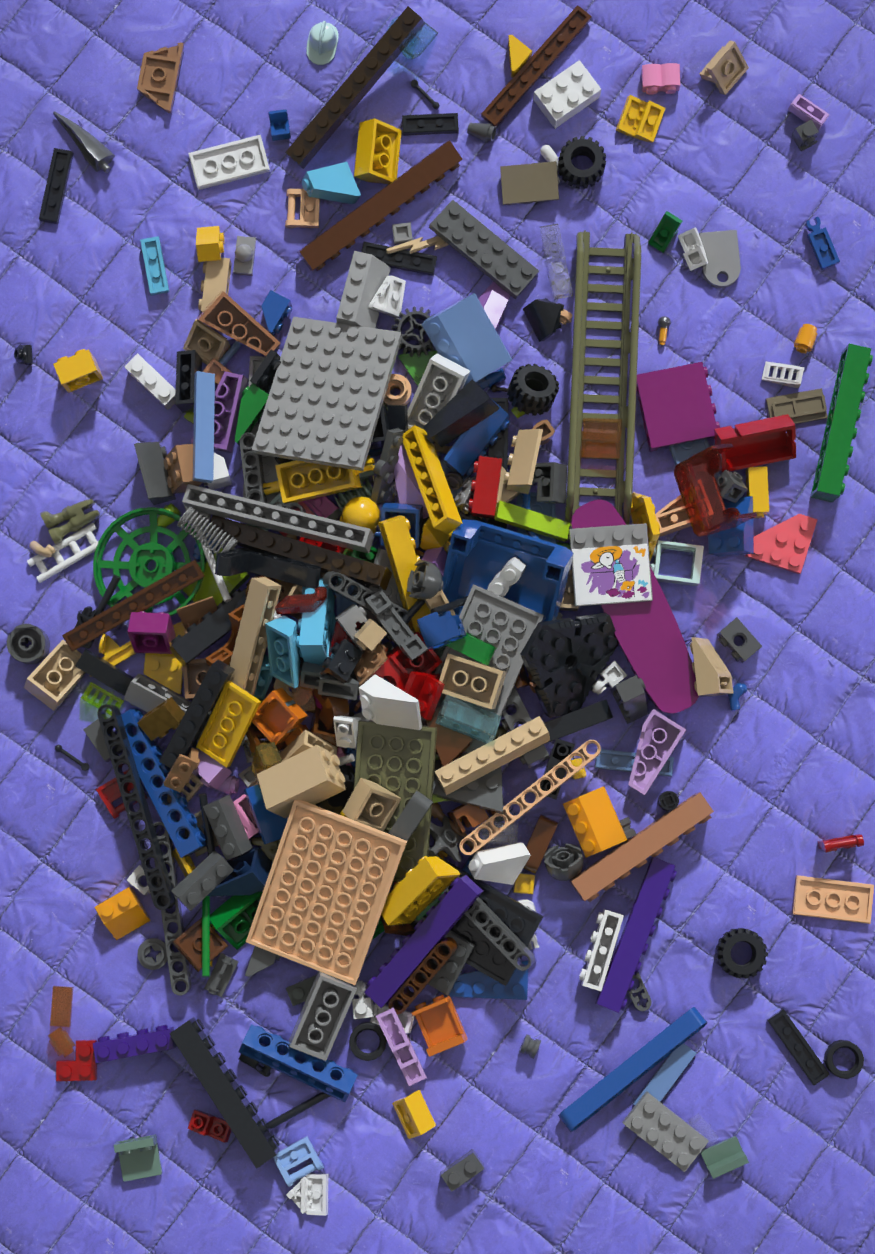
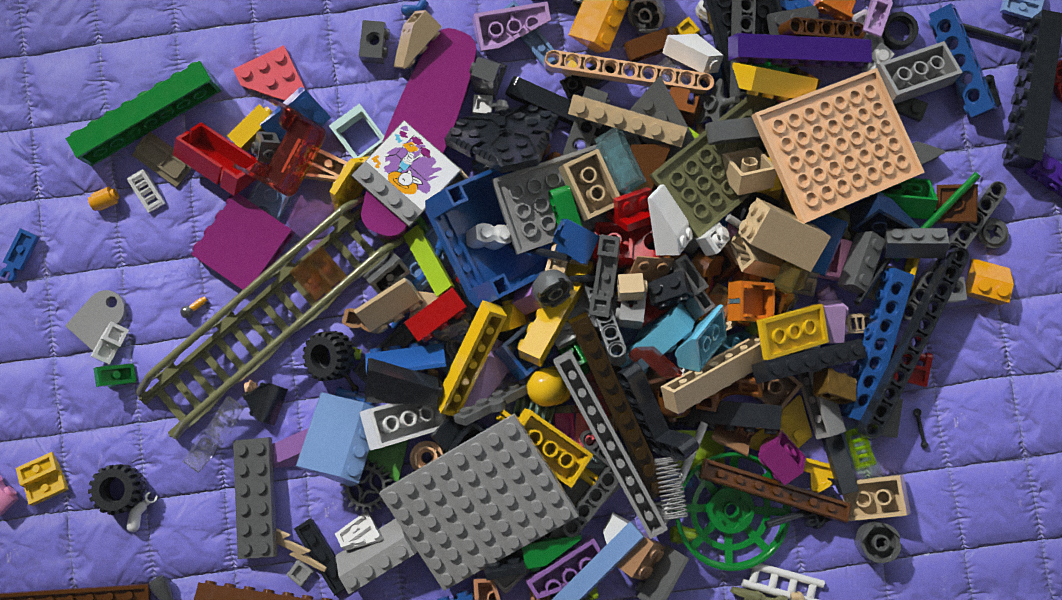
camera: 135 degrees left, 0 degrees up
(182, 770) = (856, 332): medium nougat bracket -> none
(221, 975) = (958, 172): dark grey hinge -> none
(529, 183) = (170, 513): dark tan tile -> none
(567, 94) = (71, 552): white brick -> none

